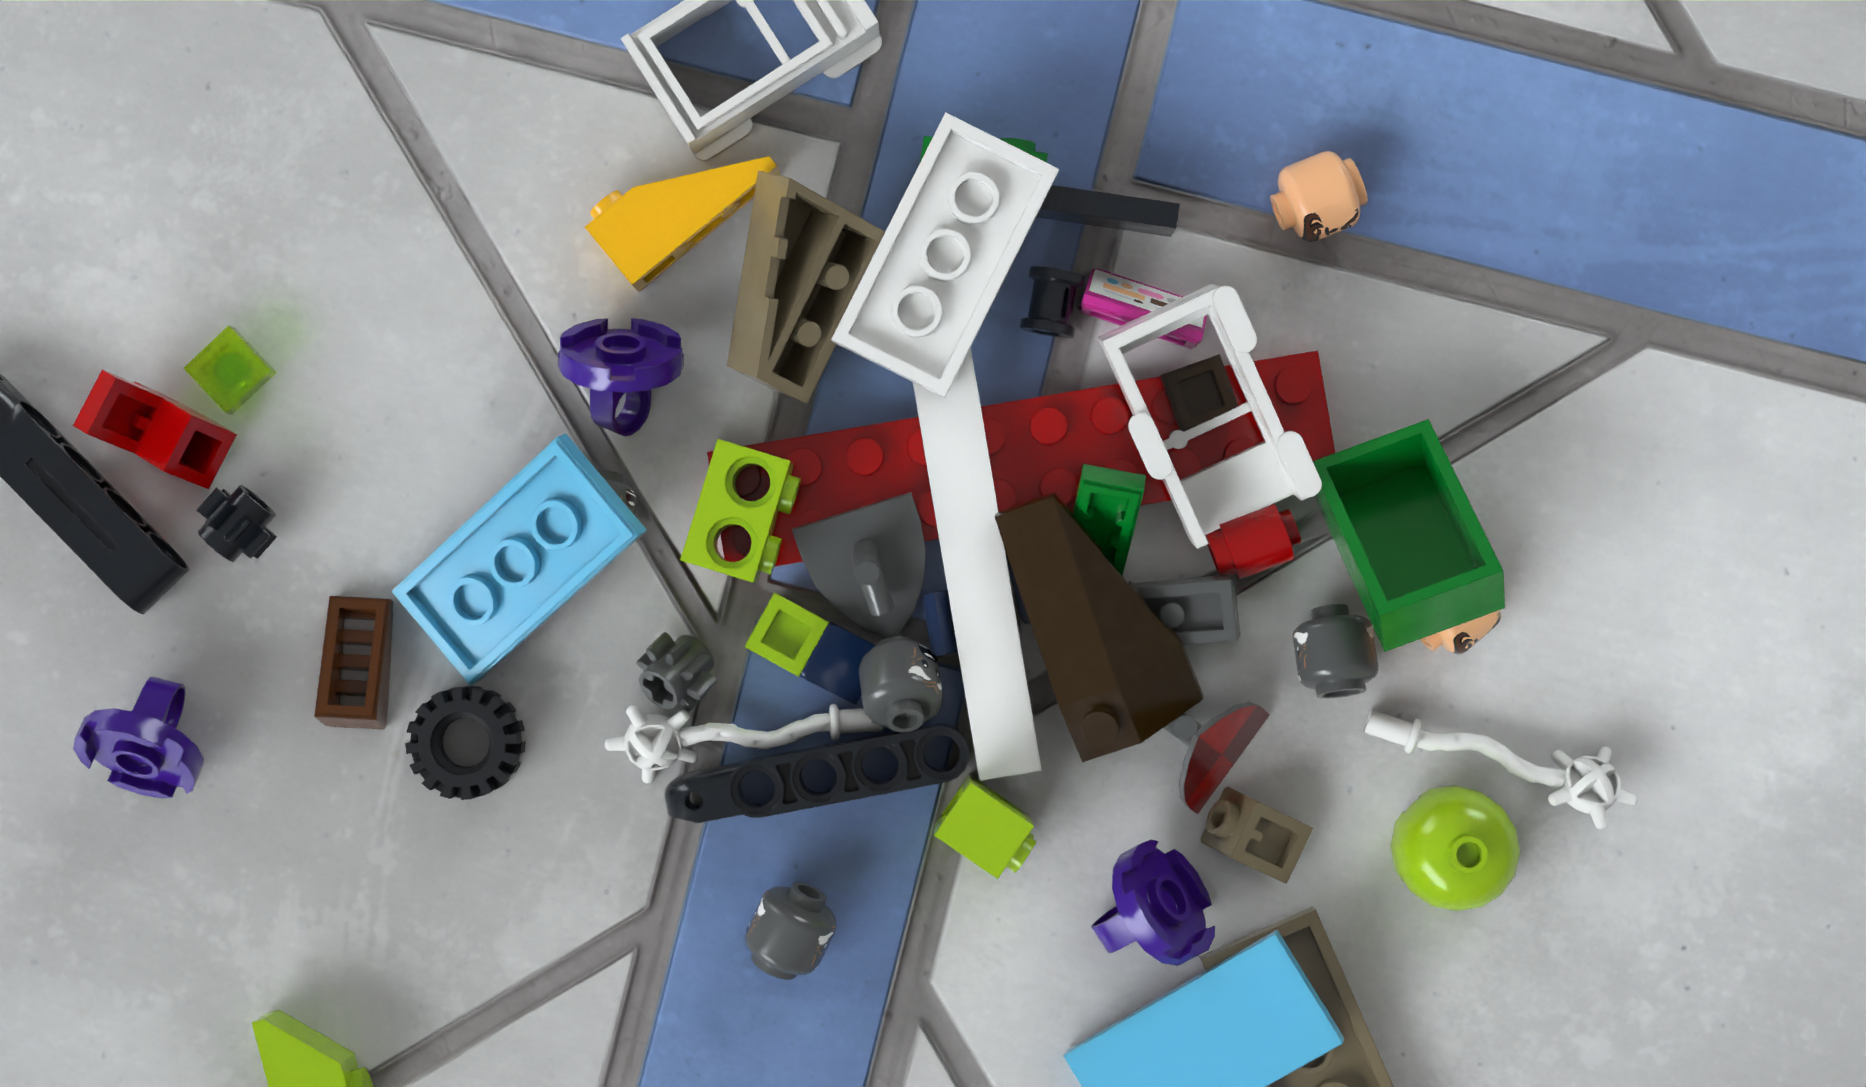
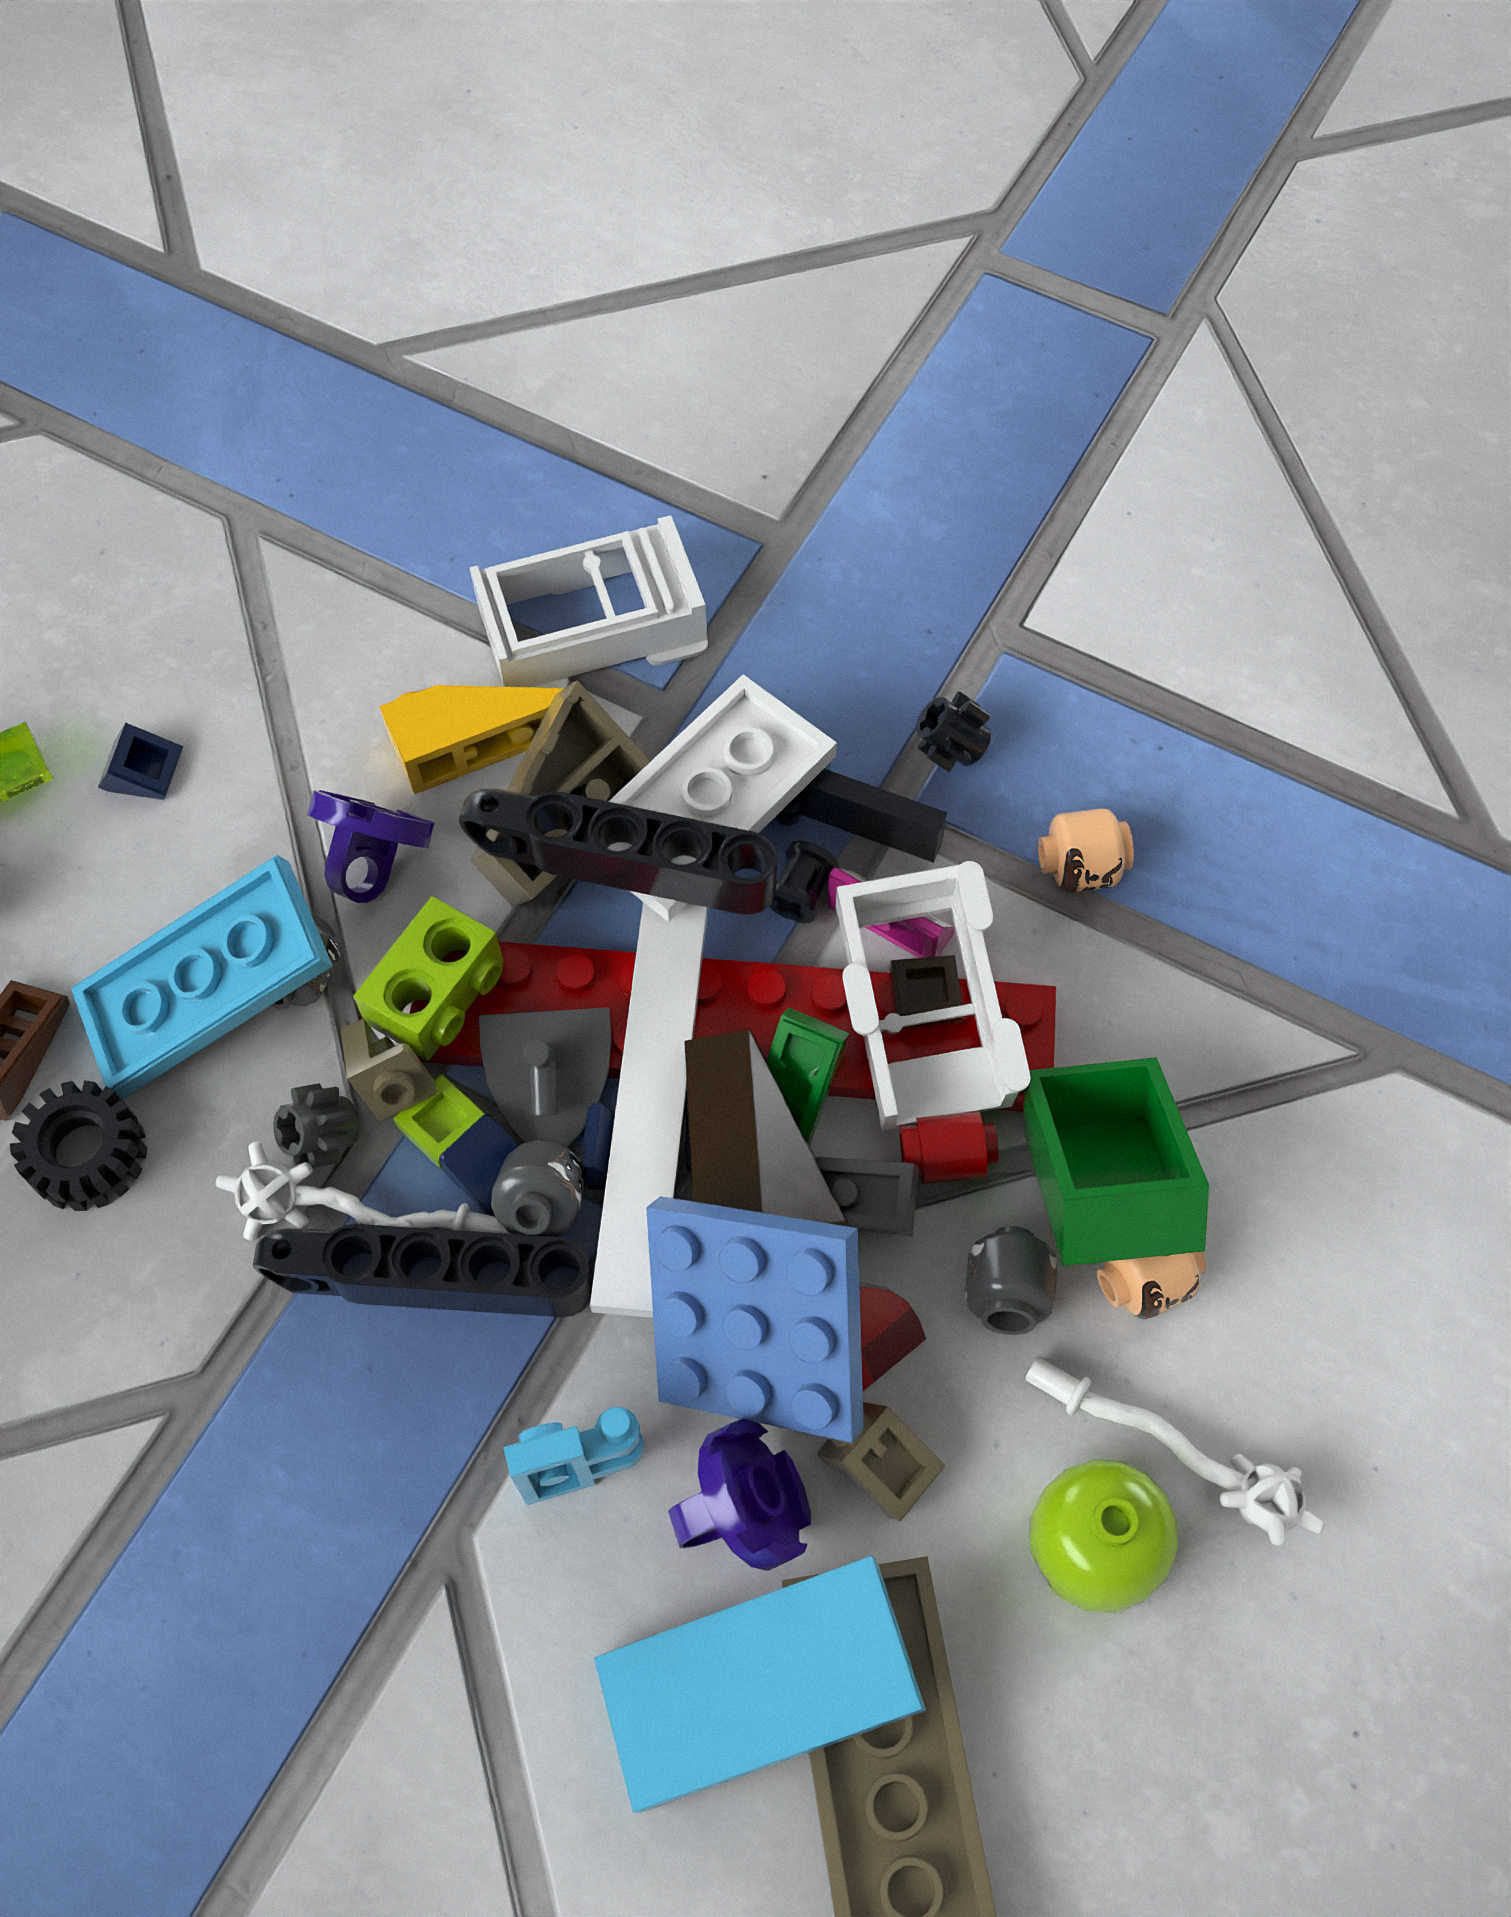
camera: 10 degrees right, 25 degrees down
(355, 333) = (140, 764): none -> dark blue slope
(718, 611) = (384, 1074): none -> dark tan bracket
(787, 346) = (640, 868): none -> black piece
(790, 930) = (335, 1425): dark grey head -> none
(986, 828) = (579, 1353): lime brick -> none
(992, 920) = (563, 1461): none -> medium azure plate
(1131, 766) = (757, 1316): none -> medium blue plate
(1162, 96) = (953, 731): none -> black gear

